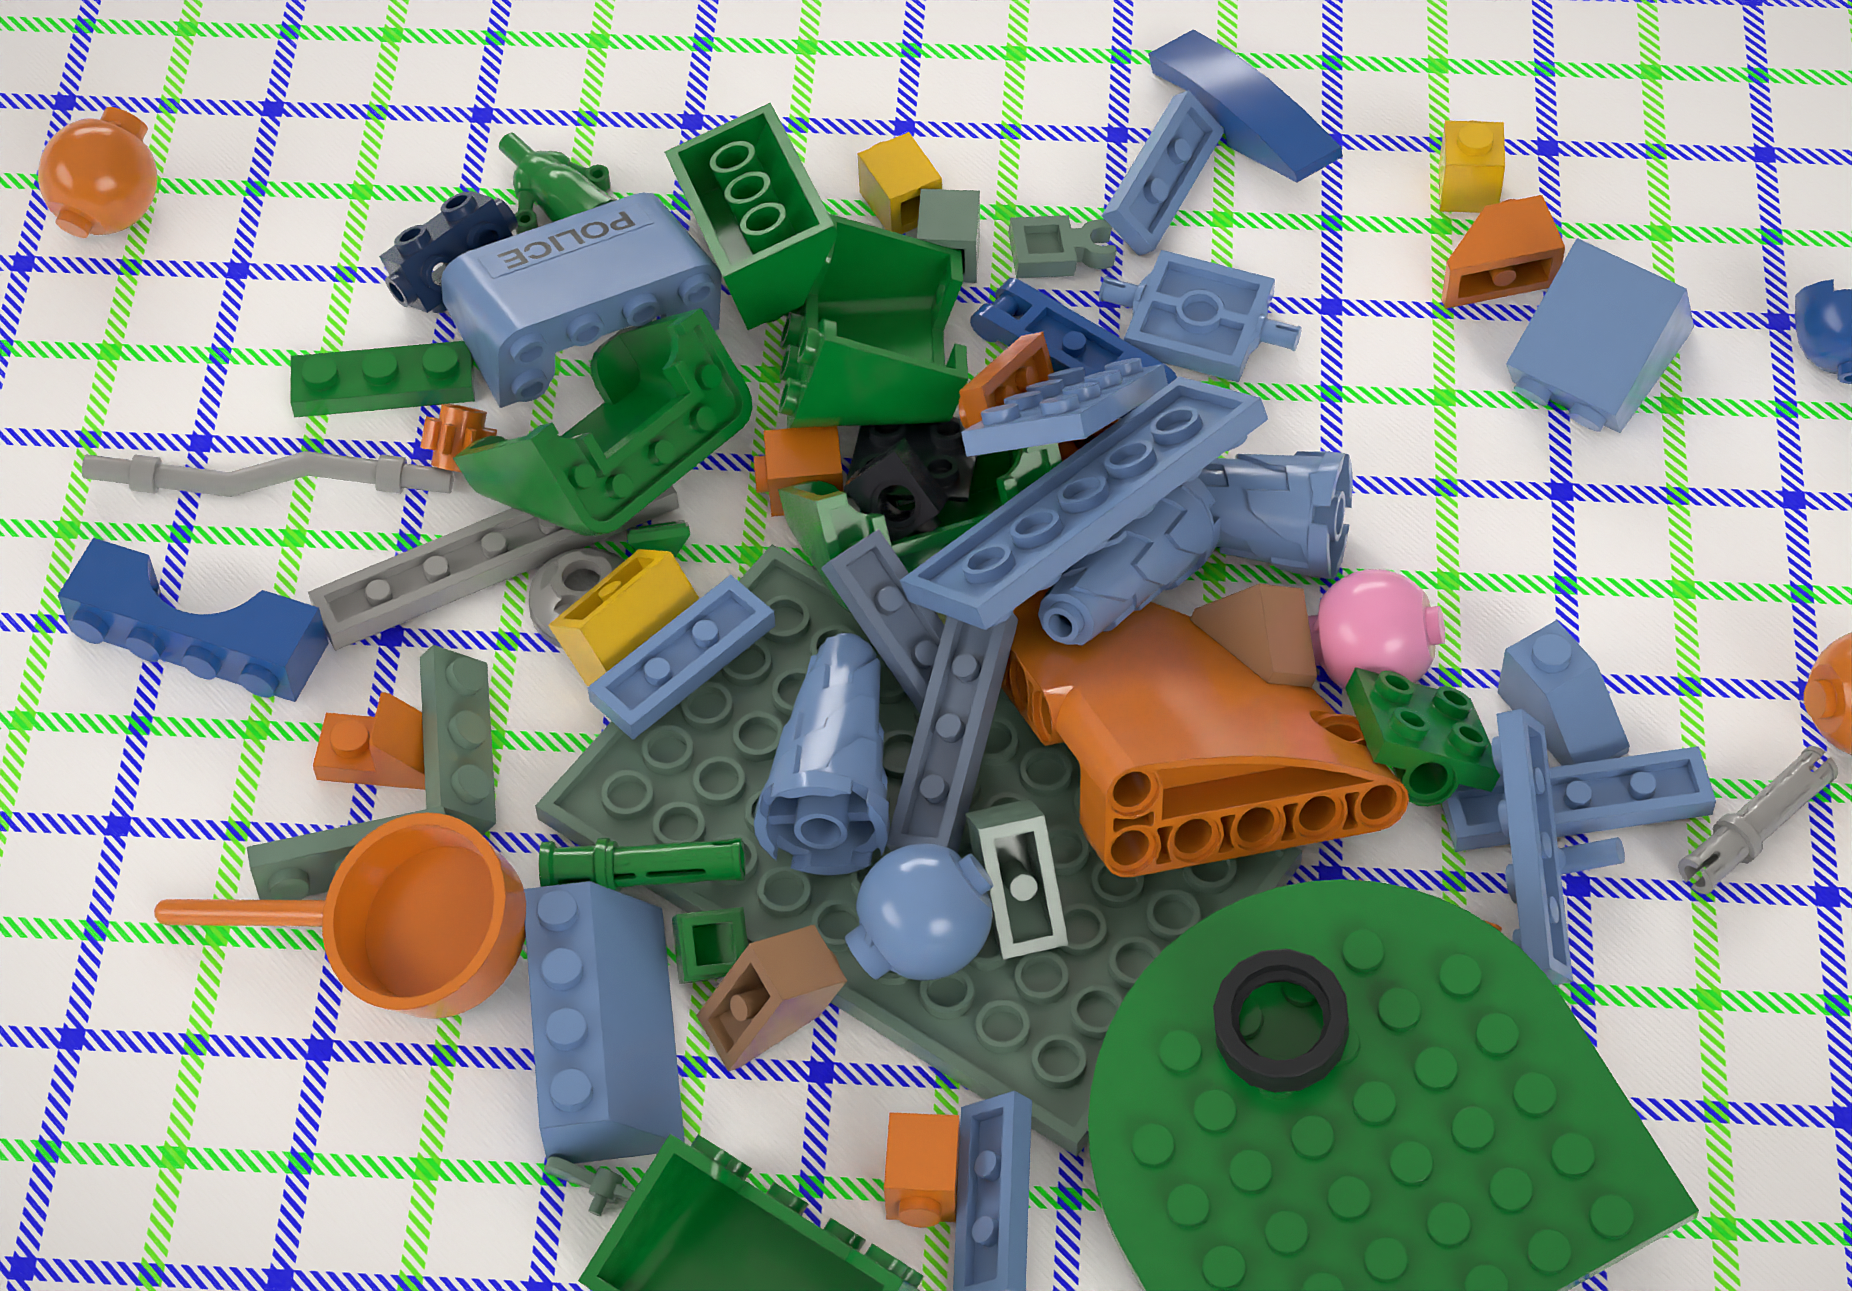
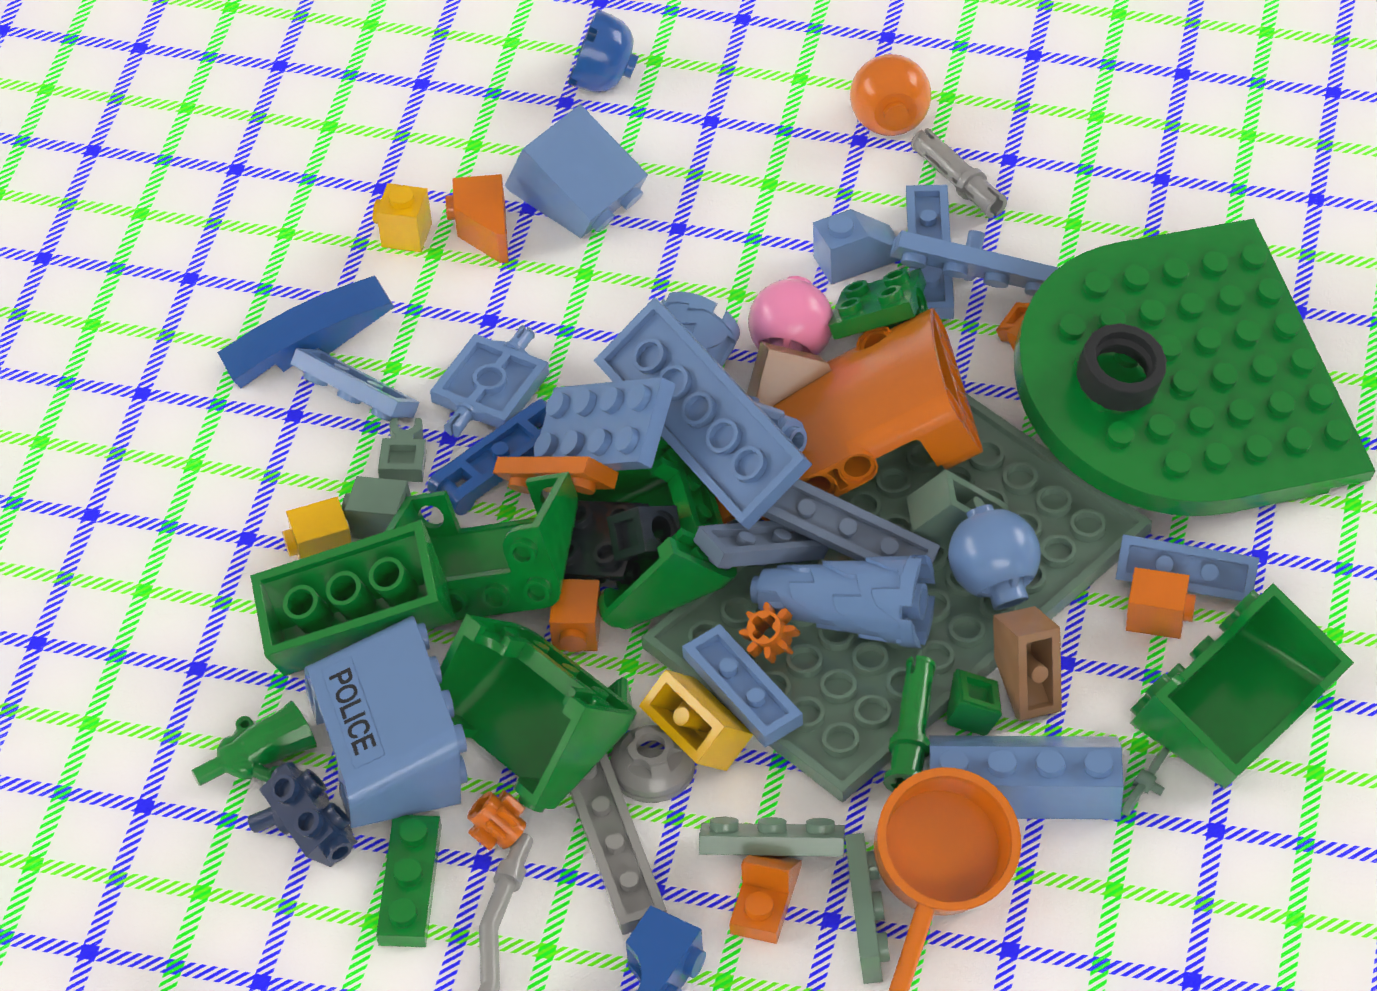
camera: 80 degrees left, 5 degrees down
(765, 669) = (757, 625): none -> orange gear

